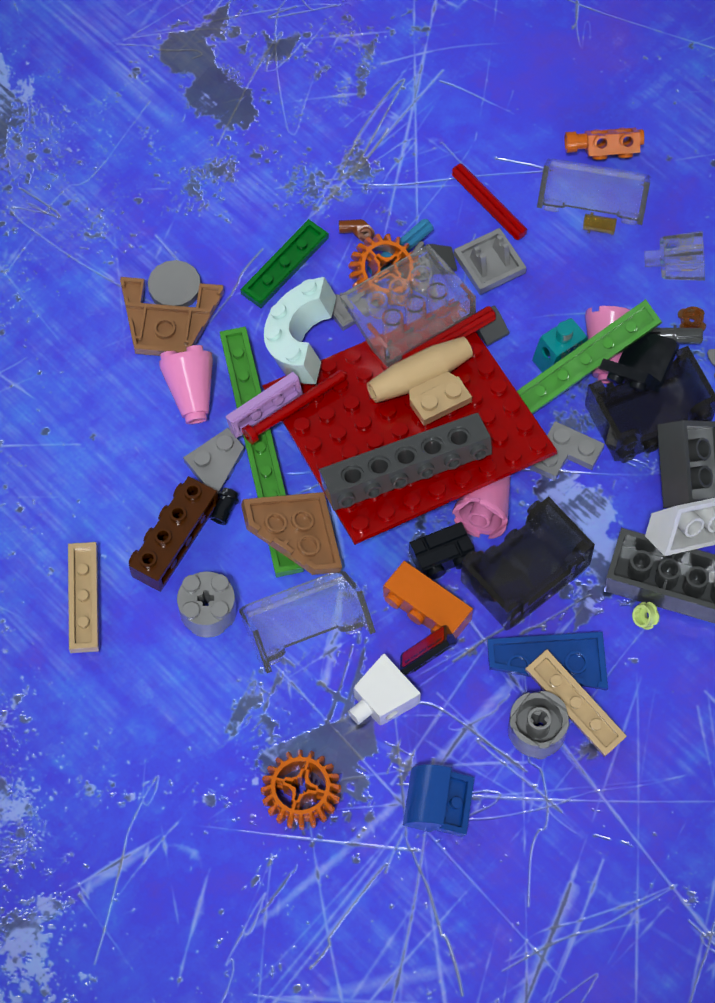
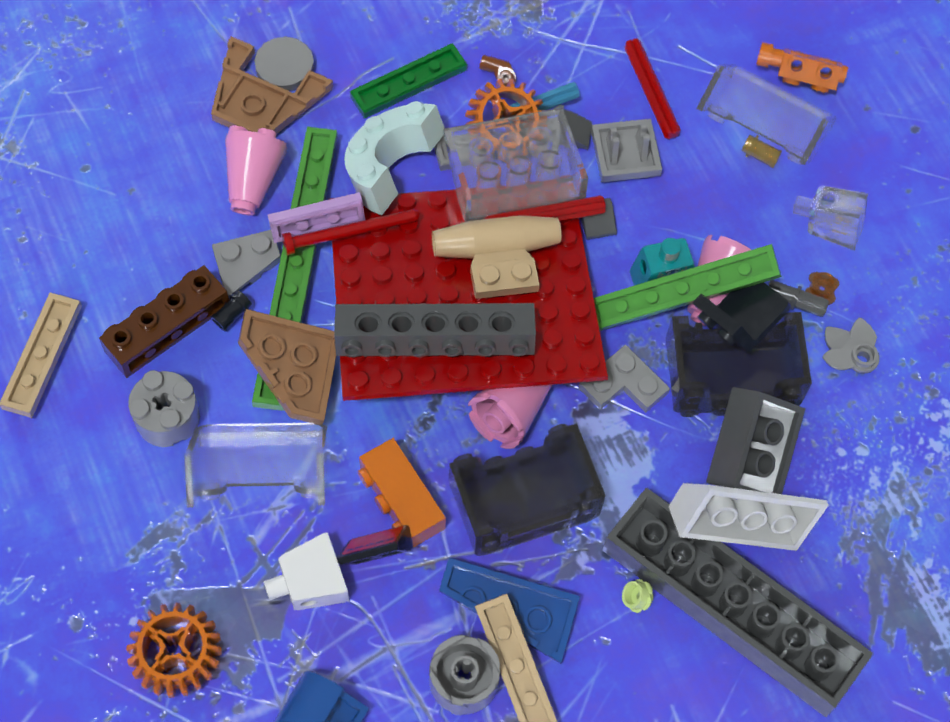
camera: 15 degrees right, 0 degrees up
(441, 550) = (439, 441): black brick -> none

